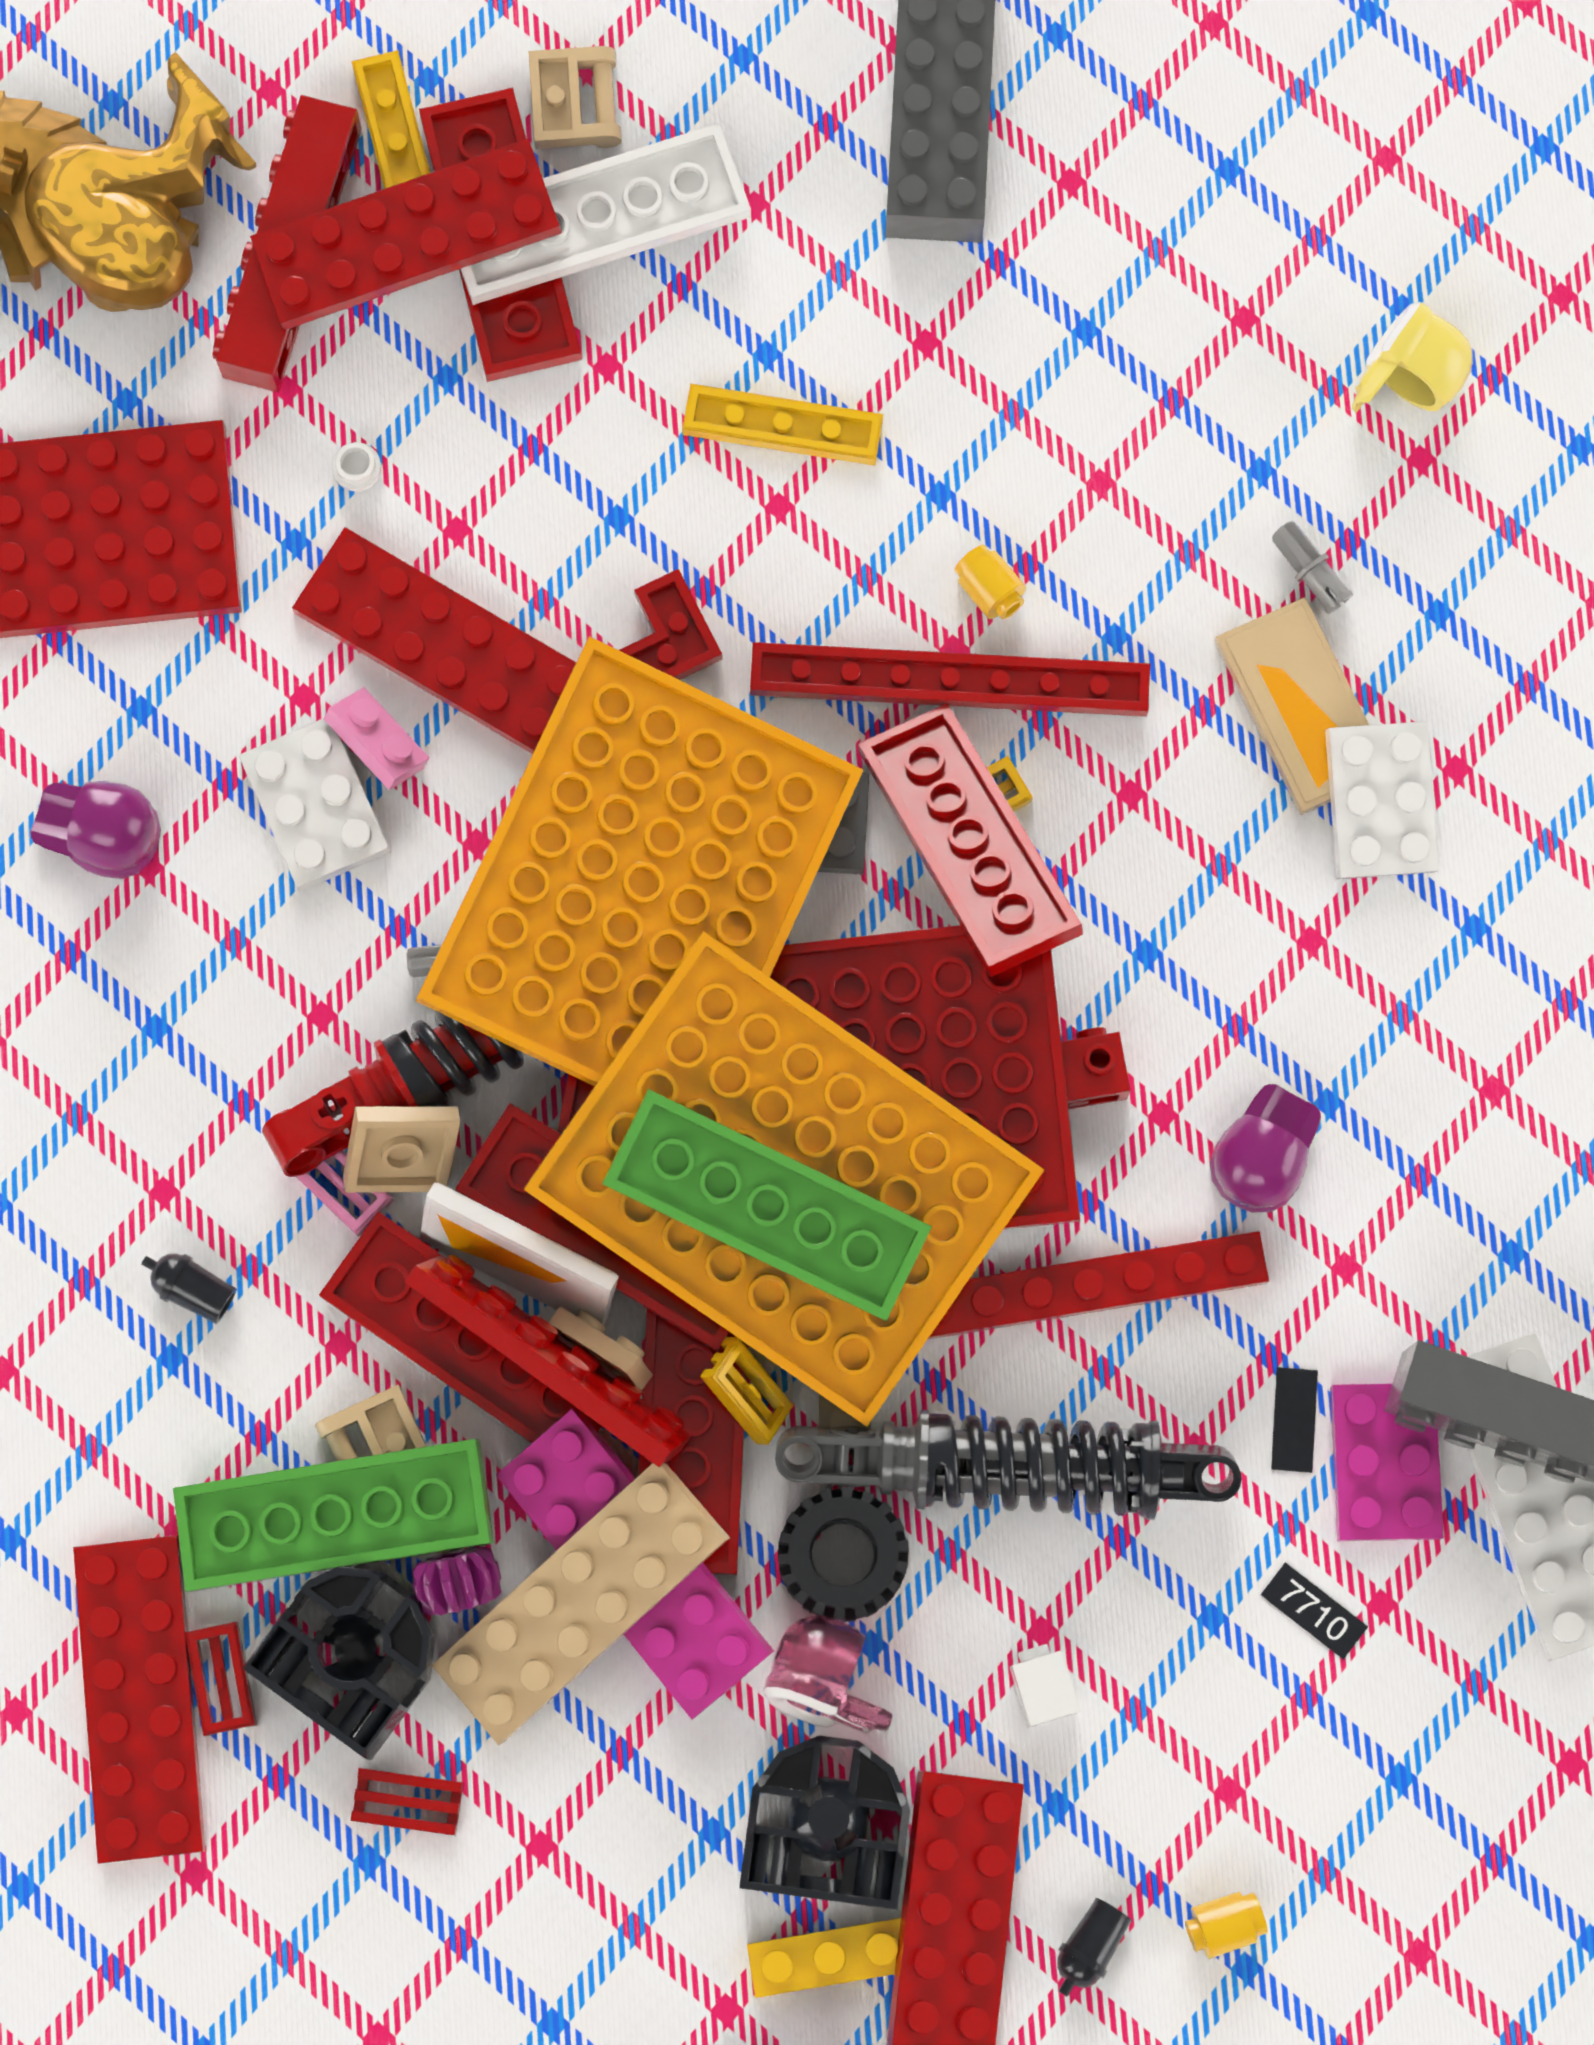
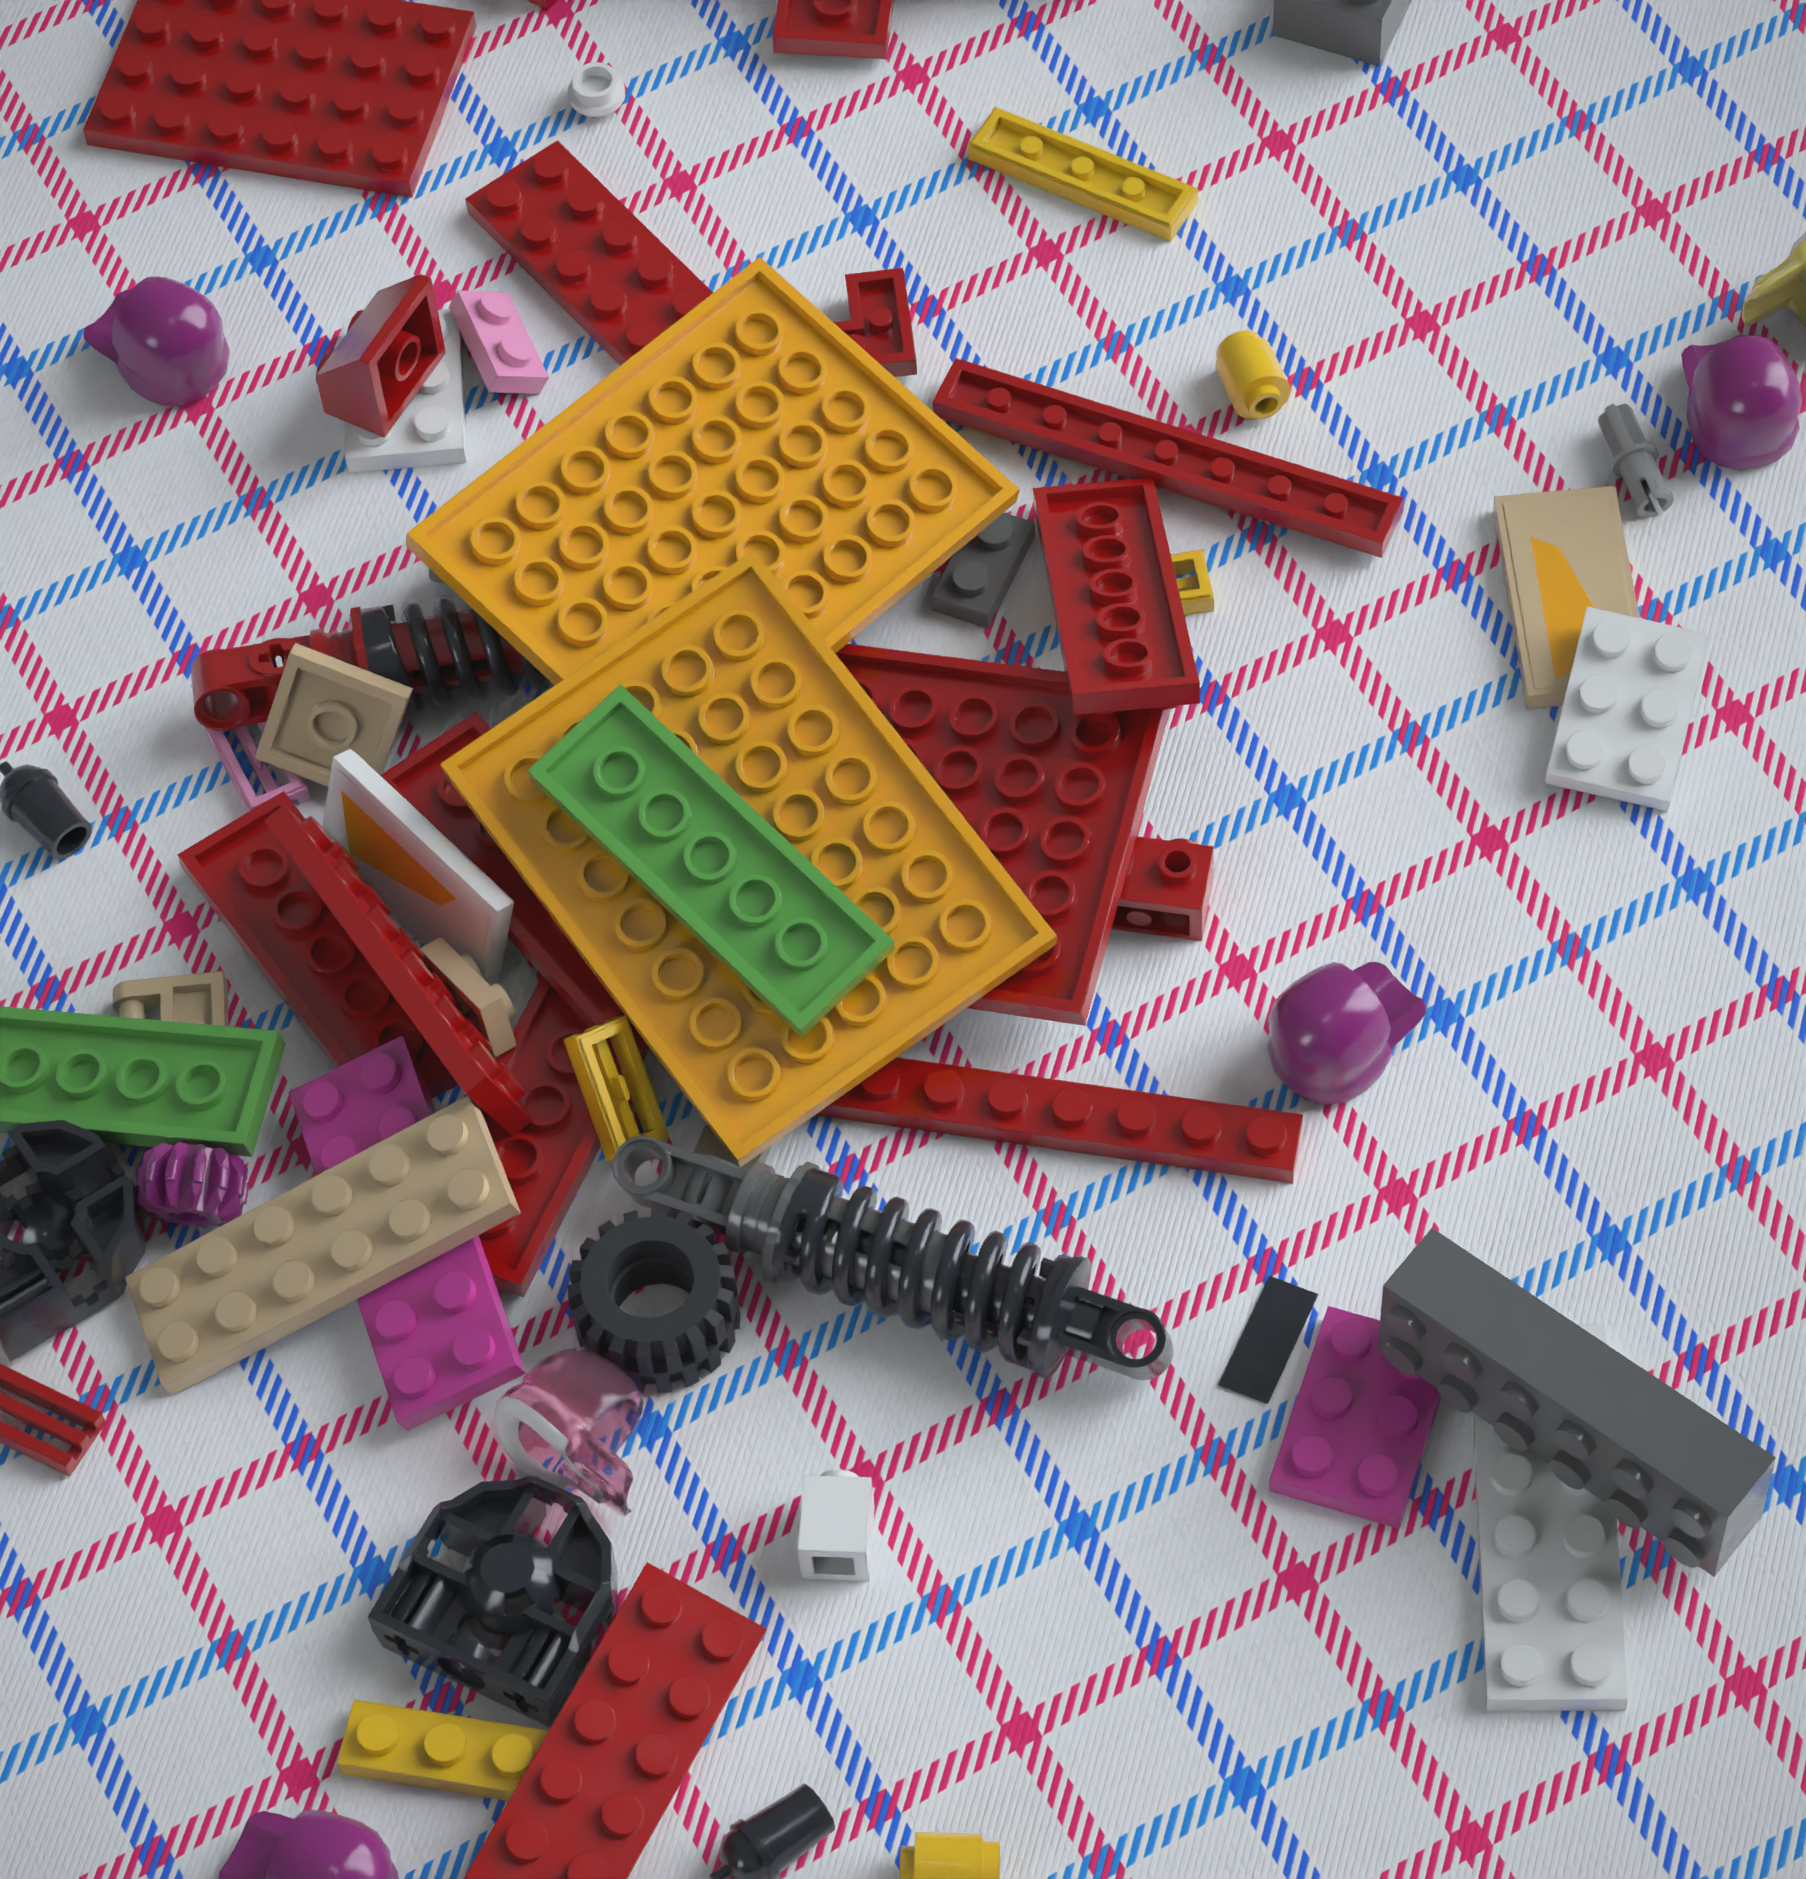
camera: 25 degrees right, 20 degrees down
(298, 799) = (383, 357): none -> red slope
(1314, 1610) = (1209, 1558): black sticker -> none
(1376, 488) = (1741, 401): none -> magenta piece

